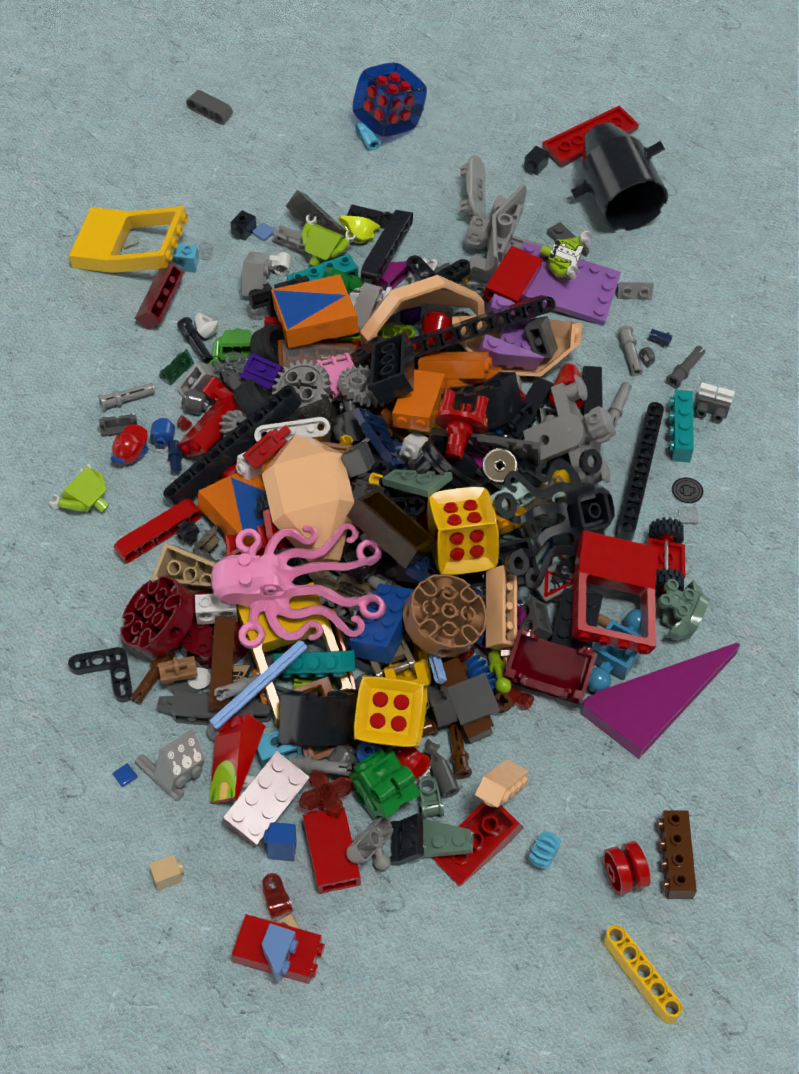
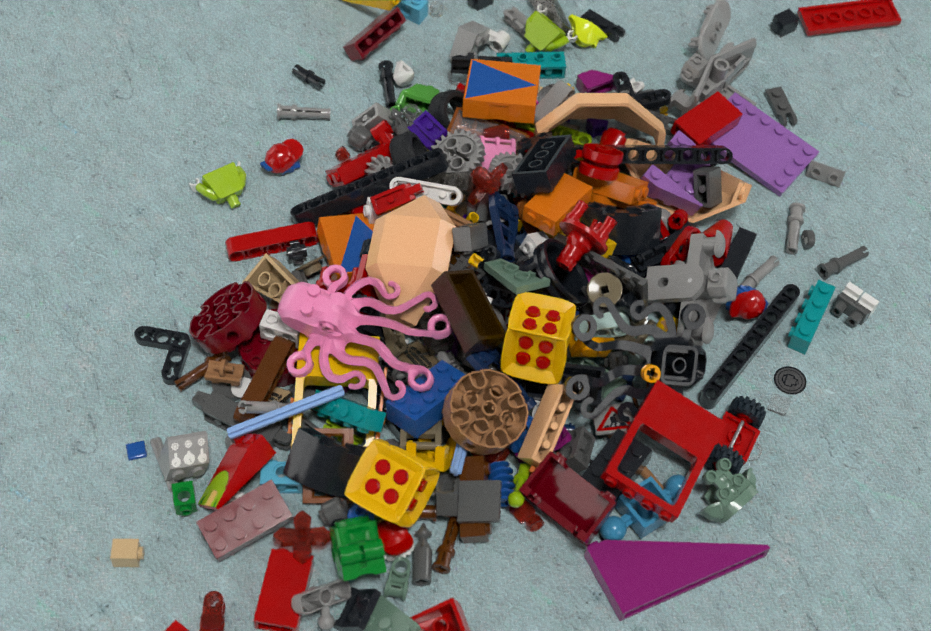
camera: 20 degrees right, 0 degrees up
(114, 358) = (308, 76): none -> black pin
(115, 425) = (279, 135): dark grey hinge -> none
(162, 431) = (318, 155): blue head -> none
(174, 456) = (319, 181): dark blue axle -> none
(177, 367) = (360, 102): clear green hinge -> none
(191, 794) = (184, 490): none -> green brick
(263, 231) = (497, 8): medium blue piece -> none
(281, 841) = (240, 565): blue brick -> none
(310, 763) = (301, 503): light grey pin -> none
(327, 351) = (497, 131): none -> clear red cone
(346, 402) = (486, 181): none -> clear red plant
(350, 281) = (547, 73): green brick -> none
(386, 245) = (602, 55): black beam -> none
(441, 347) = (600, 162): none -> red wheel
(502, 783) = (468, 591): light nougat brick -> none
(507, 706) = (511, 521): reddish brown bush -> none
(529, 382) = (682, 214): none -> red bush
(544, 395) = (684, 240): none -> red beam
(565, 255) = (768, 117): torso -> none
(573, 532) = (645, 377): none -> light orange bush
(621, 177) = (857, 63): black piece -> none
(626, 434) = (748, 303): none -> red hair
(661, 337) = (830, 225): dark blue pin -> none

